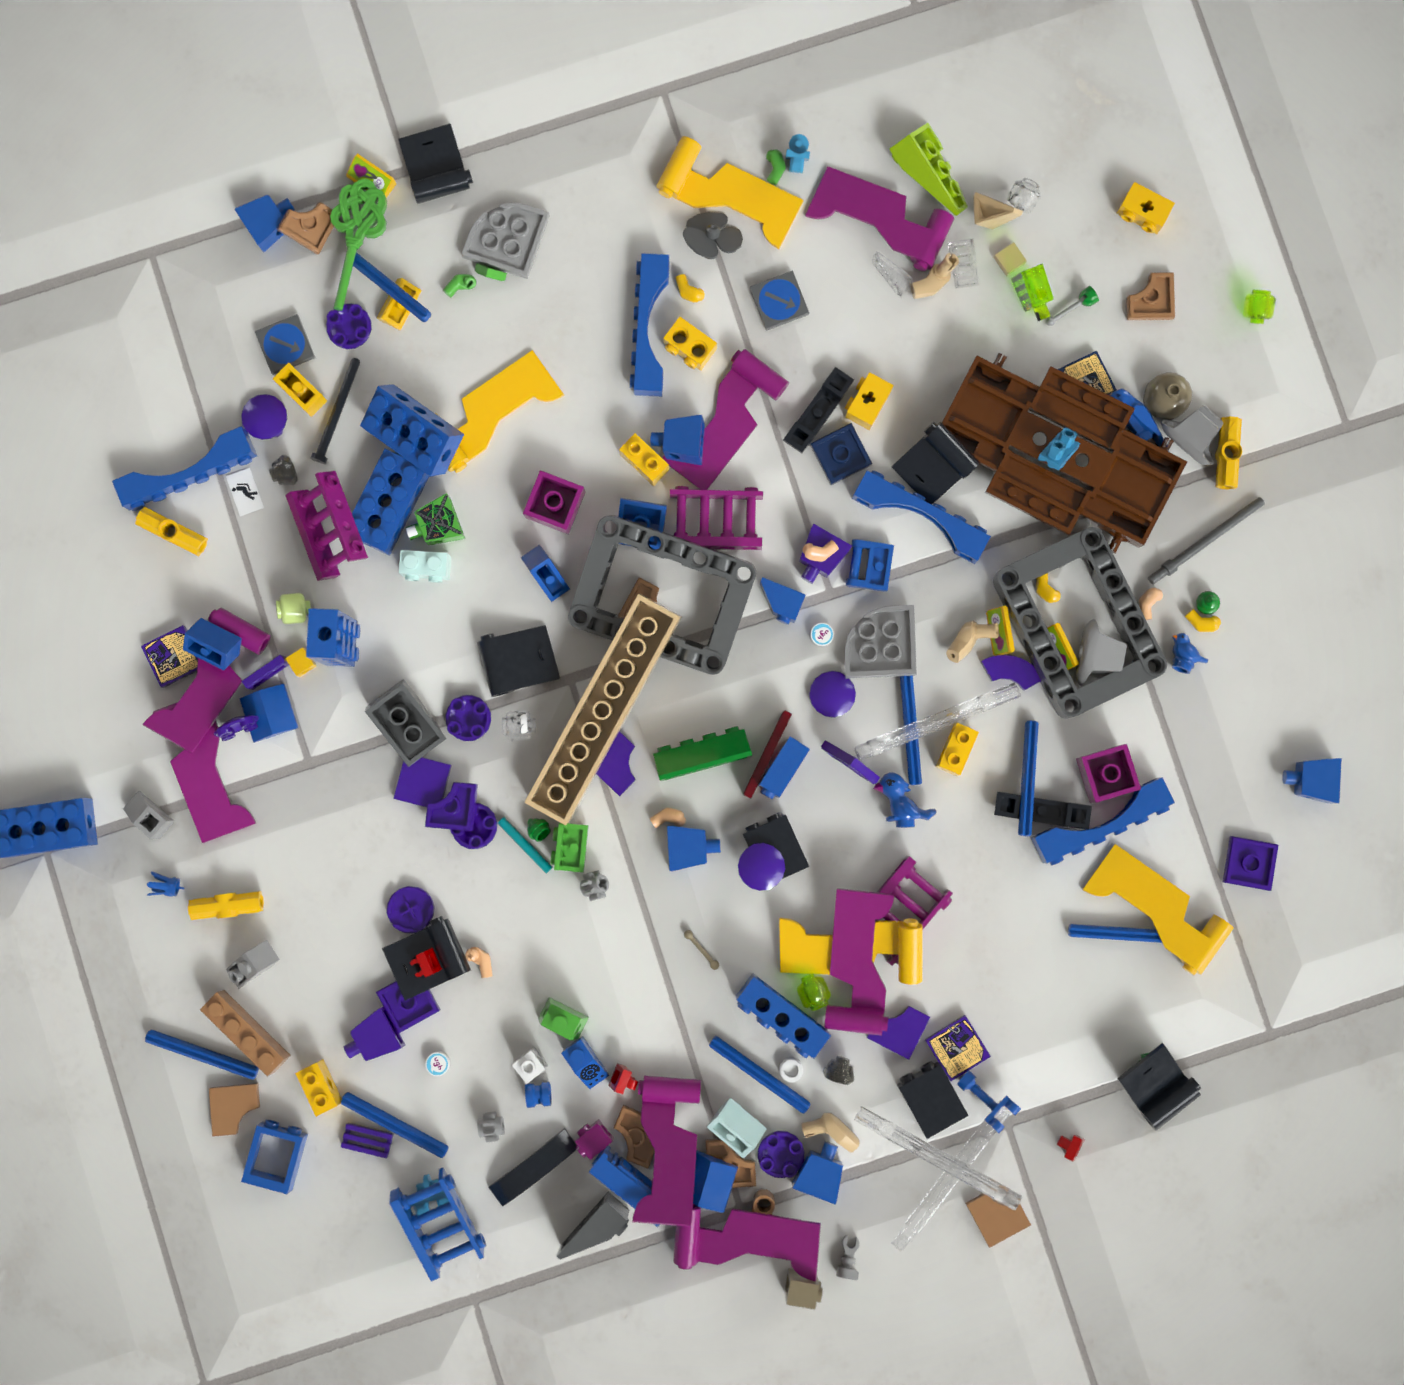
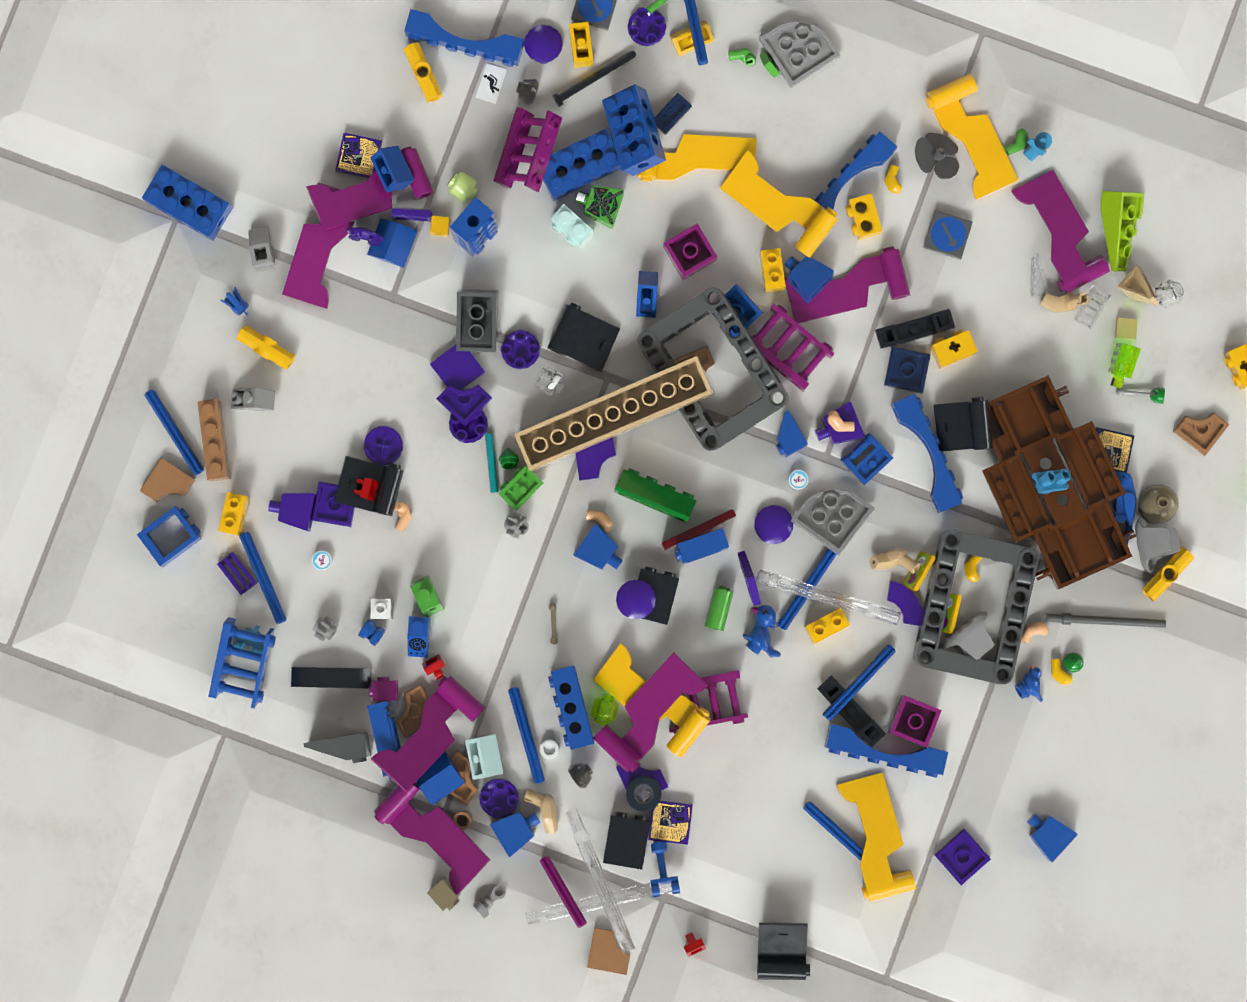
camera: 35 degrees right, 0 degrees up
(436, 387) = (672, 113): none -> dark blue plate
(602, 399) = (776, 208): none -> yellow door
(844, 812) = (719, 608): none -> bright green brick
(911, 1195) = (563, 892): none -> magenta axle
(919, 1048) = (648, 795): none -> black wheel

